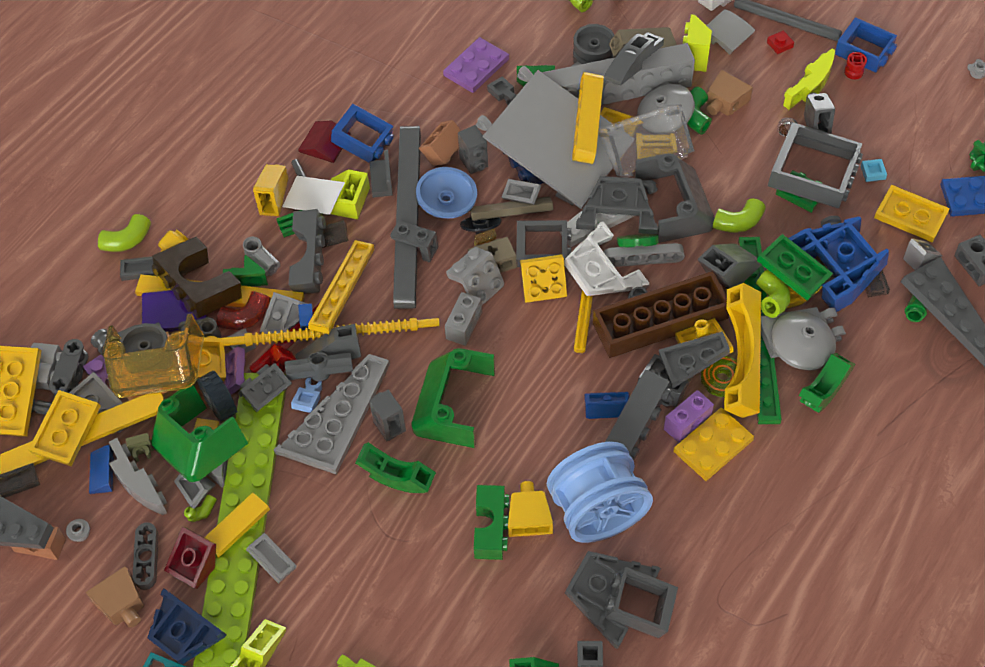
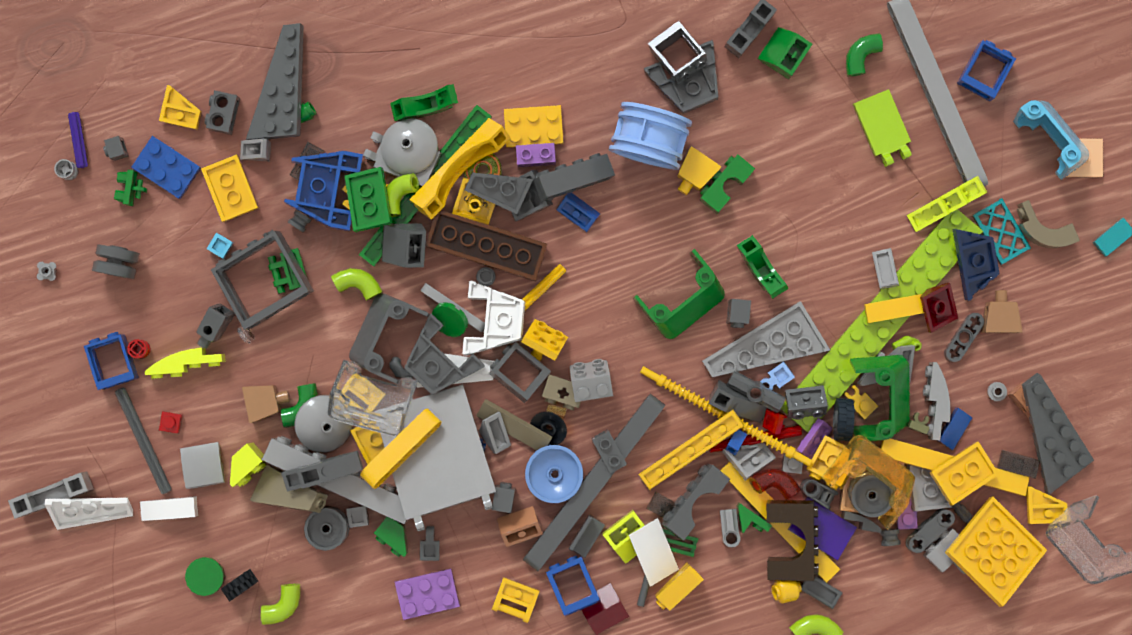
camera: 150 degrees left, 30 degrees up
(402, 102) = (518, 594): none -> yellow plate
(463, 318) = (625, 354): light grey brick -> none
(937, 99) = (115, 261): none -> dark grey wheel

